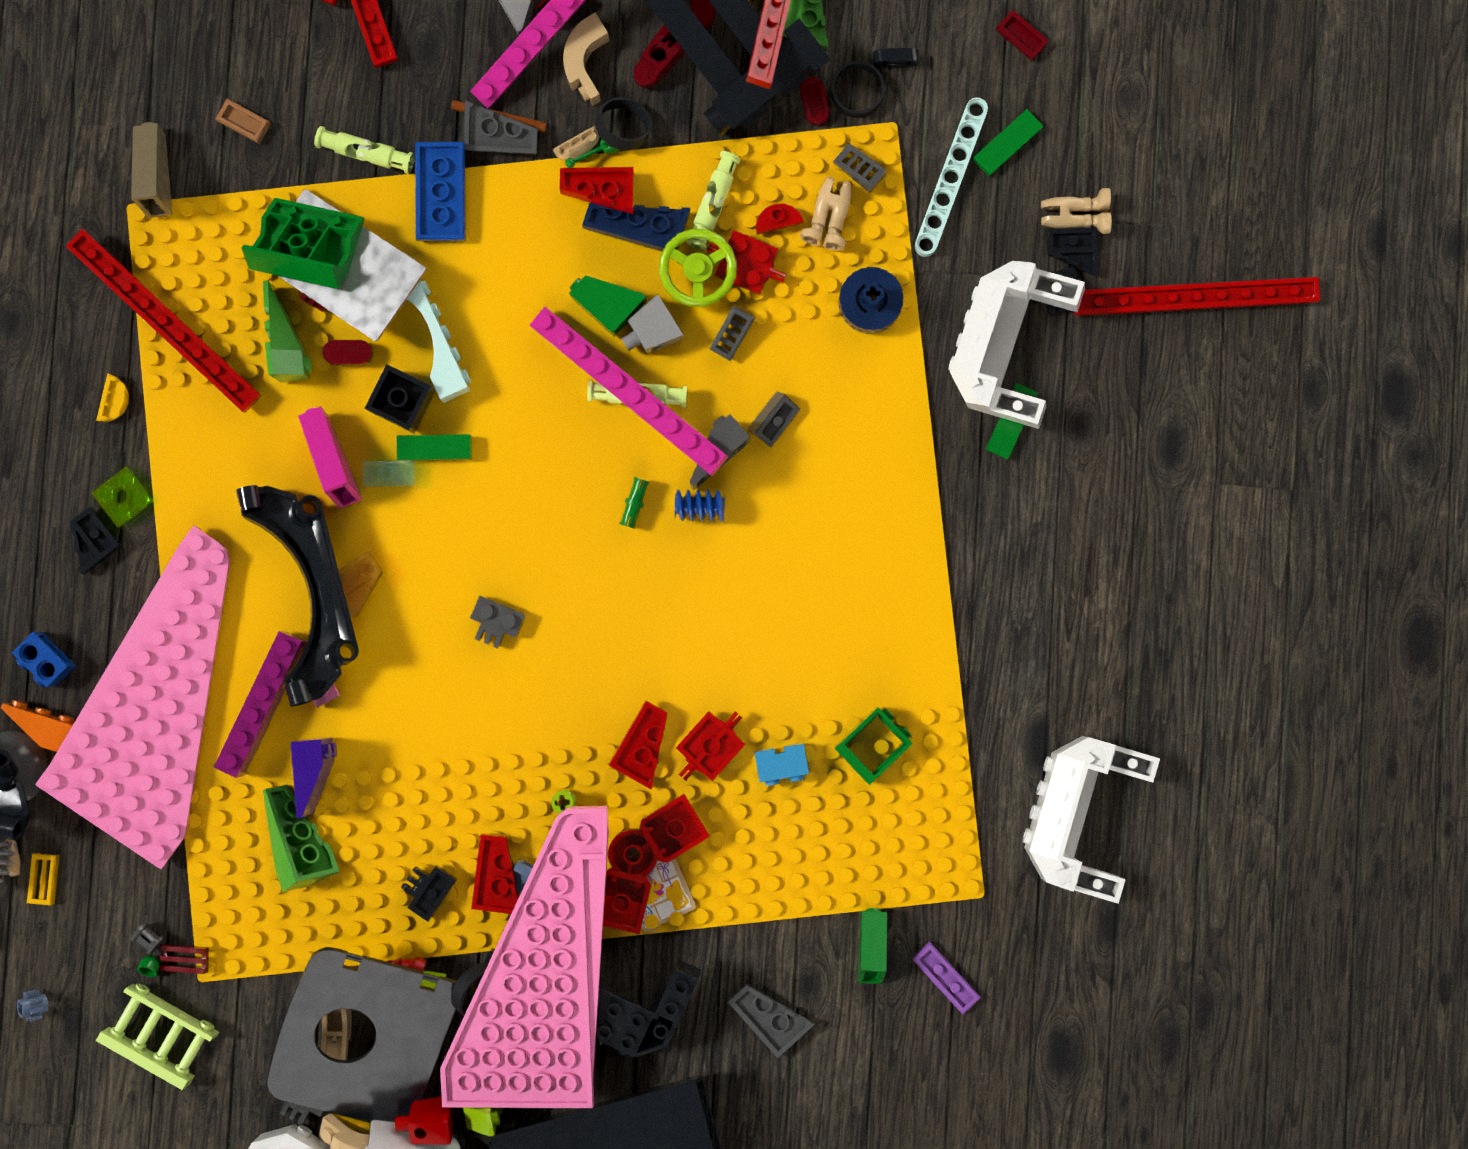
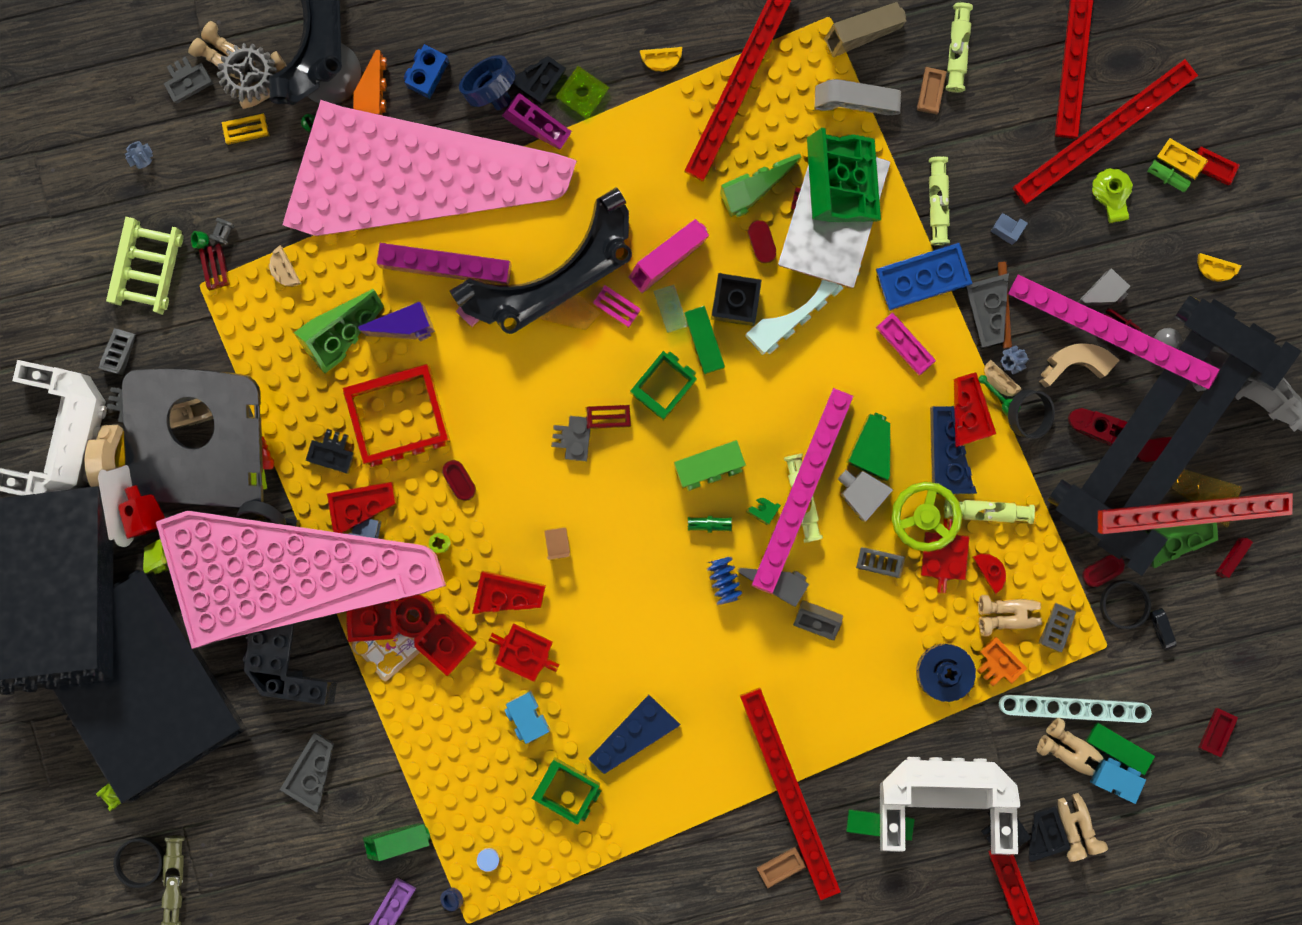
camera: 70 degrees right, 0 degrees up
(58, 812) = (304, 123): none -> green hinge
(77, 594) = (488, 83): none -> dark blue piece
(137, 557) = (536, 122): none -> magenta slope
(202, 75) = (960, 37): none -> yellowish green piece
(209, 884) = (282, 269): none -> tan plate
(221, 201) = (857, 97): none -> light grey beam
(256, 1092) = (107, 356): none -> dark grey slope
(351, 543) = (601, 295): none -> dark pink tile
(369, 806) = (384, 382): none -> red window
(418, 86) = (1008, 228): none -> sand blue panel
(478, 596) = (590, 417): none -> dark red tile
(483, 526) = (649, 402): none -> green window
(502, 760) = (459, 480): none -> dark red tile
(506, 233) = (905, 344): none -> dark pink tile
(560, 123) = (1014, 359): none -> sand blue gear
(570, 482) = (710, 465): none -> bright green piece
(604, 673) = (557, 543): none -> medium nougat bracket
(638, 438) = (767, 511): none -> green hinge
(833, 649) = (640, 729): none -> dark blue wing
(878, 239) = (1000, 663): none -> orange hinge
(921, 853) = (488, 859): none -> light blue tile
(948, 506) = (790, 793): none -> red plate
(952, 905) = (451, 899): none -> dark blue tile
(996, 182) = (1074, 760): none -> tan piece
(1025, 540) = (781, 867): none -> medium nougat tile
(1045, 148) = (1125, 782): none -> dark azure brick

